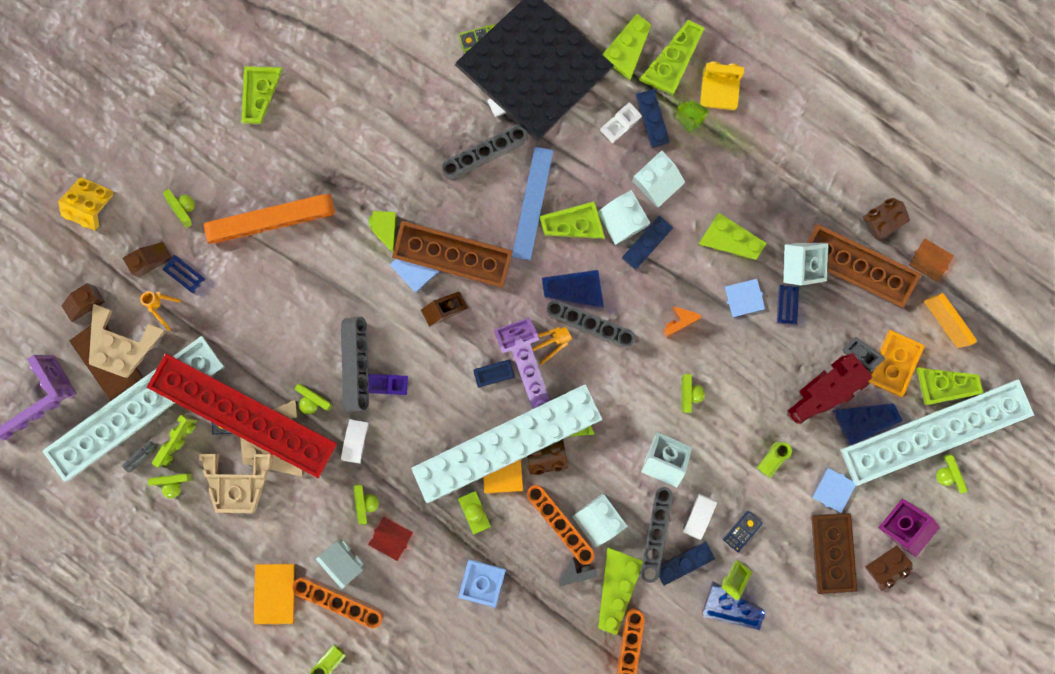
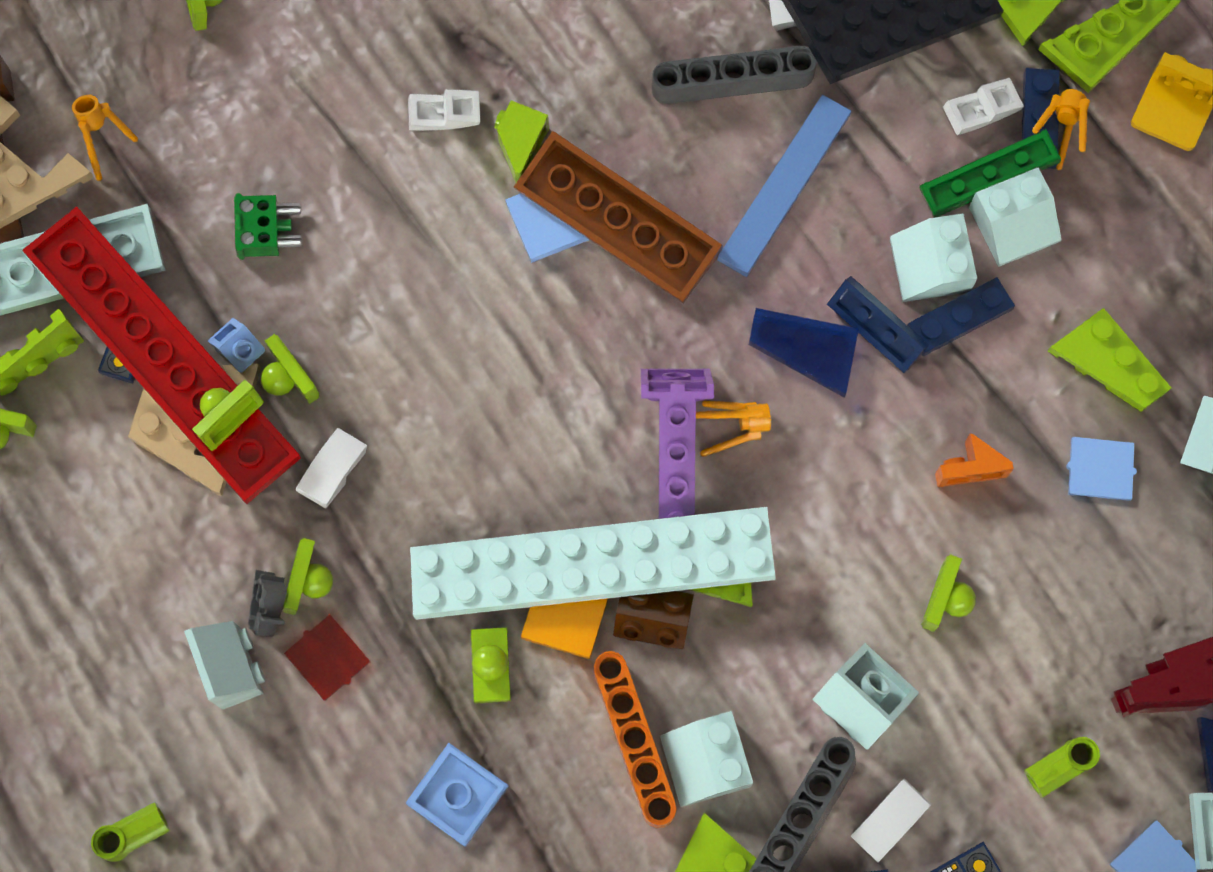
camera: 25 degrees right, 10 degrees down
(147, 259) = (110, 53): reddish brown slope -> none
(196, 283) = (173, 121): clear blue tile -> none
(236, 491) = (100, 478): tan wing -> none
(259, 327) = (251, 218): none -> green piece
(269, 218) = (336, 59): orange beam -> none
(273, 594) = (90, 677): light orange tile -> none
(279, 395) = (237, 345): none -> light blue bracket
(289, 437) = (225, 412): none -> lime tile
(328, 602) = (177, 723): orange beam -> none
(338, 226) = (444, 112): none -> white slope
(349, 523) = (266, 603): none -> dark grey piece
(354, 364) = (382, 339): dark grey beam -> none
(388, 384) = (424, 394): dark purple slope -> none
(443, 308) = (569, 301): reddish brown slope -> none
(493, 373) = (614, 441): dark blue tile -> none
(570, 574) = (619, 838): dark grey slope -> none
(573, 222) = (844, 237): lime wing -> none
(600, 323) = (808, 398): dark grey beam -> none
(607, 263) = (877, 324): none -> dark blue plate
(637, 160) = (960, 185): none -> green tile
(667, 108) = (1070, 108): none -> light orange plant
(691, 115) = (1111, 132): clear neon green slope -> none
(789, 288) = (1186, 479): clear blue tile -> none

